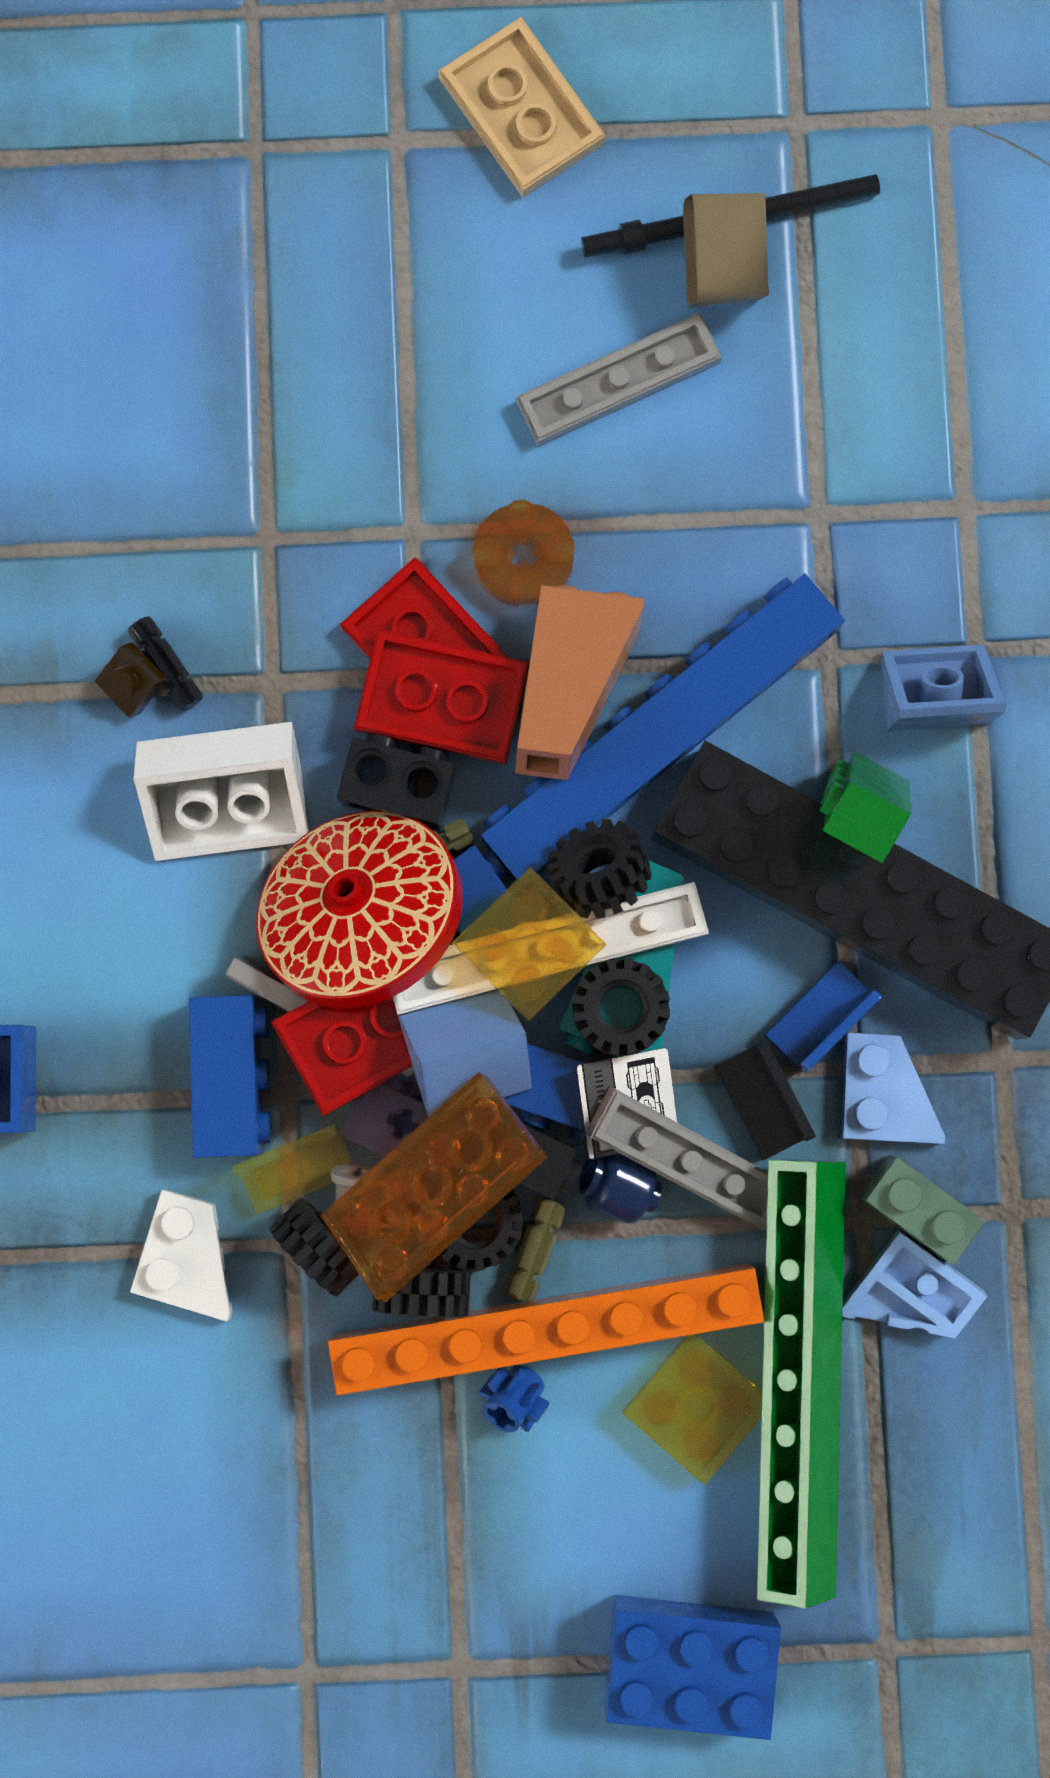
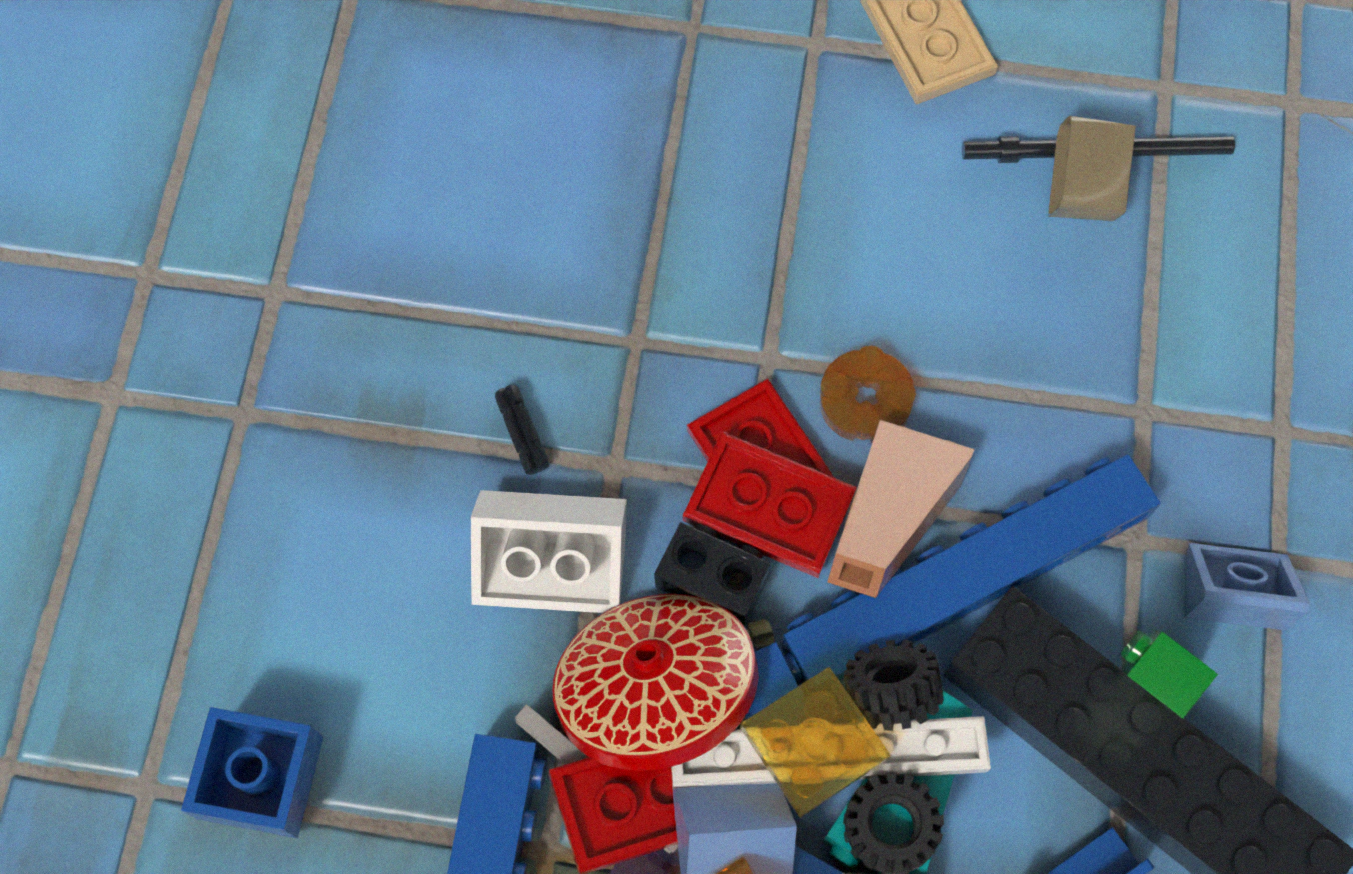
camera: 10 degrees right, 15 degrees down
(130, 679) = (487, 436): dark brown plate -> none
(618, 379) = (977, 263): light grey tile -> none

